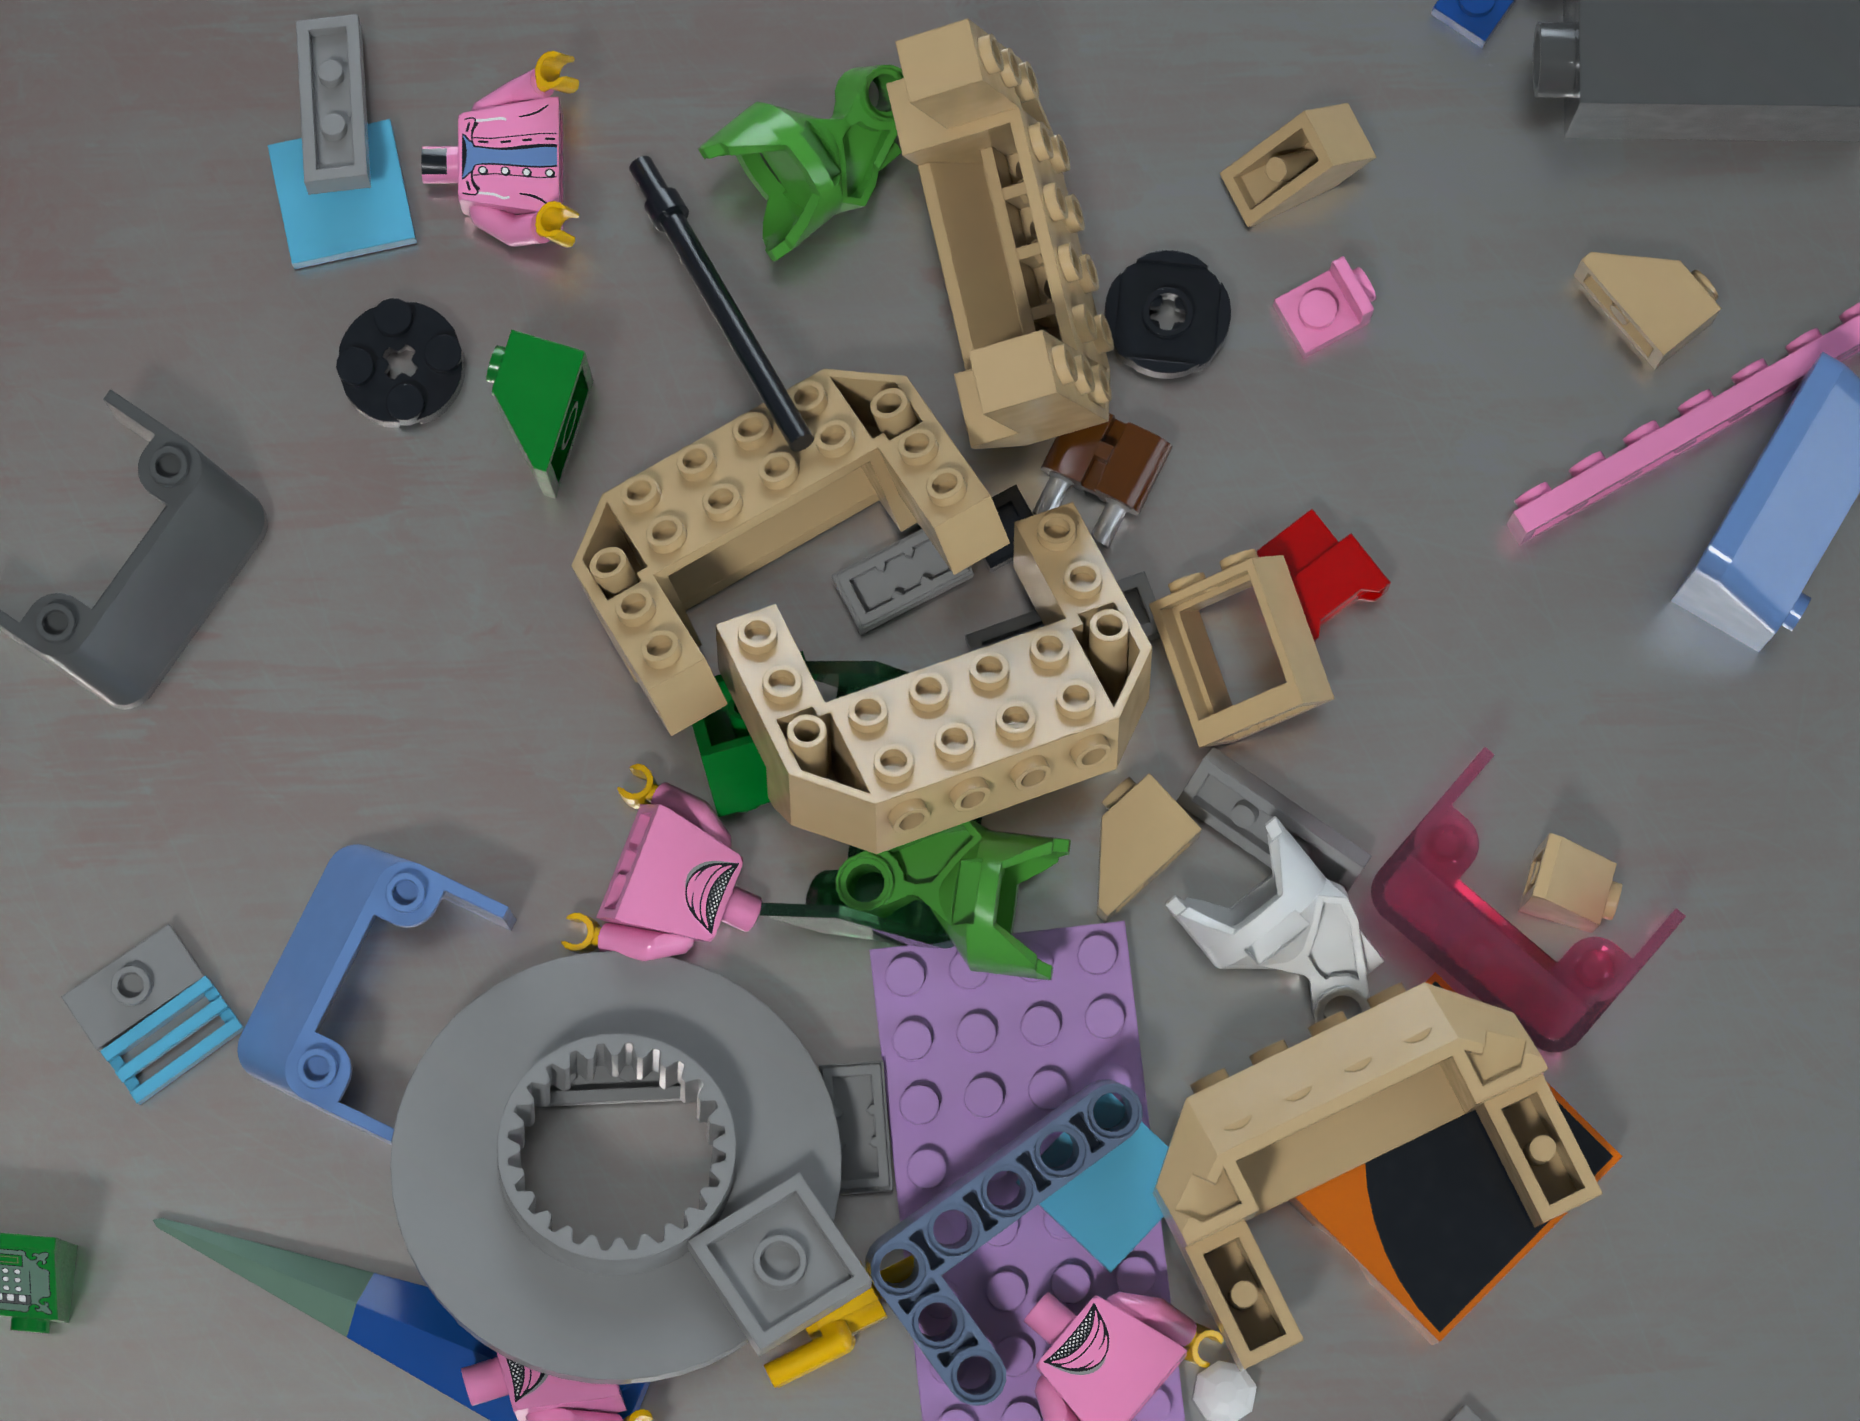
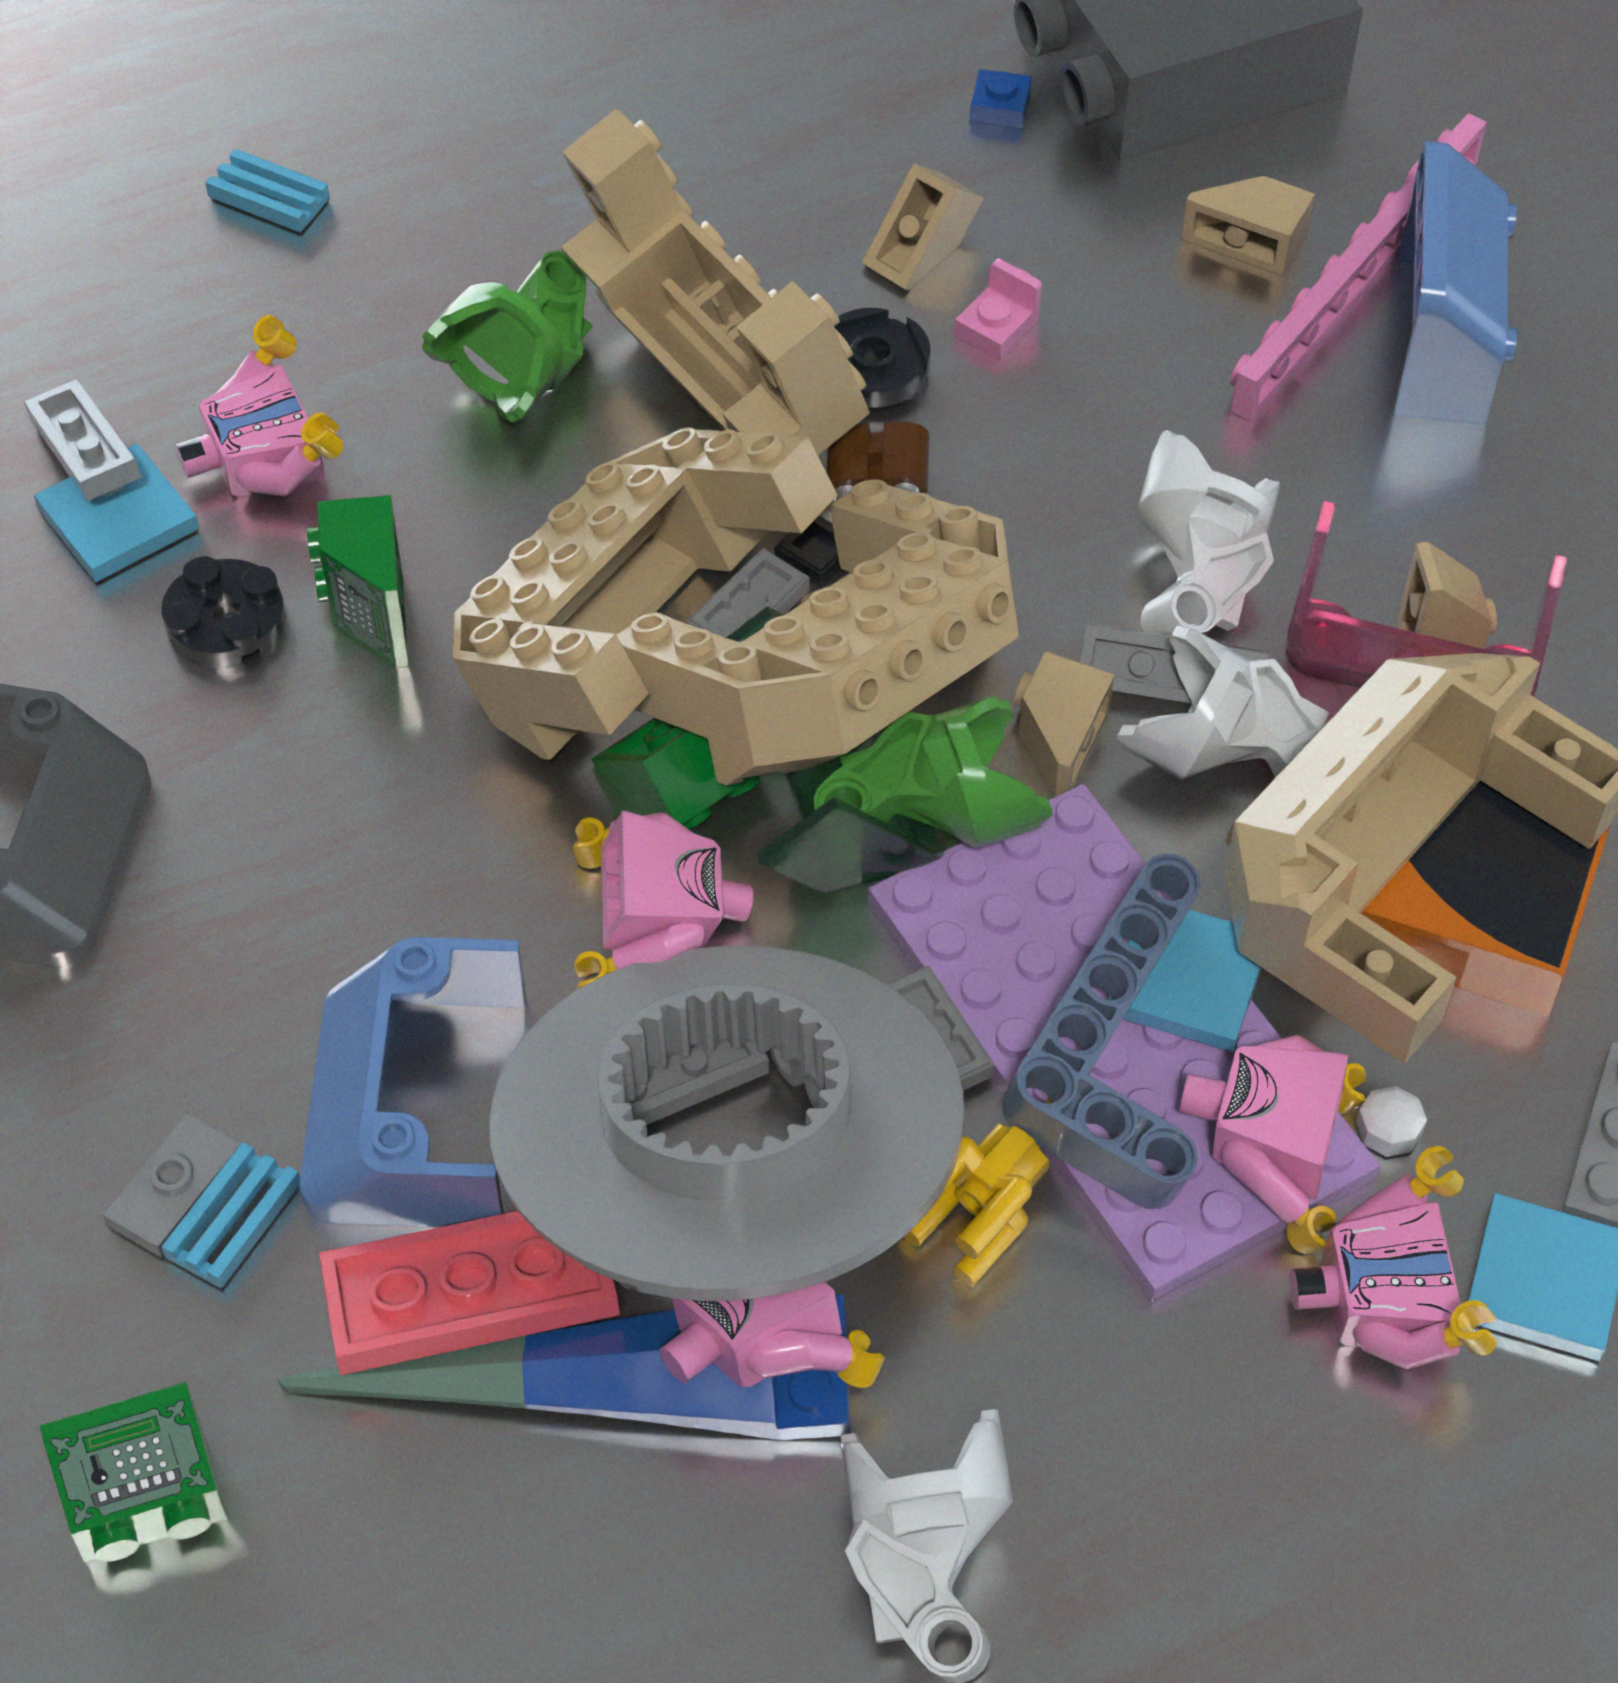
camera: 25 degrees left, 25 degrees down
(307, 1204) = (454, 1291): none -> coral plate
(670, 216) = (417, 424): black bar -> none
(779, 1264) = (932, 1113): light grey plate -> none
(1195, 664) = (1117, 568): tan window -> none
(1325, 571) = (1096, 487): red piece -> none
(1379, 712) = (1211, 545): none -> white piece

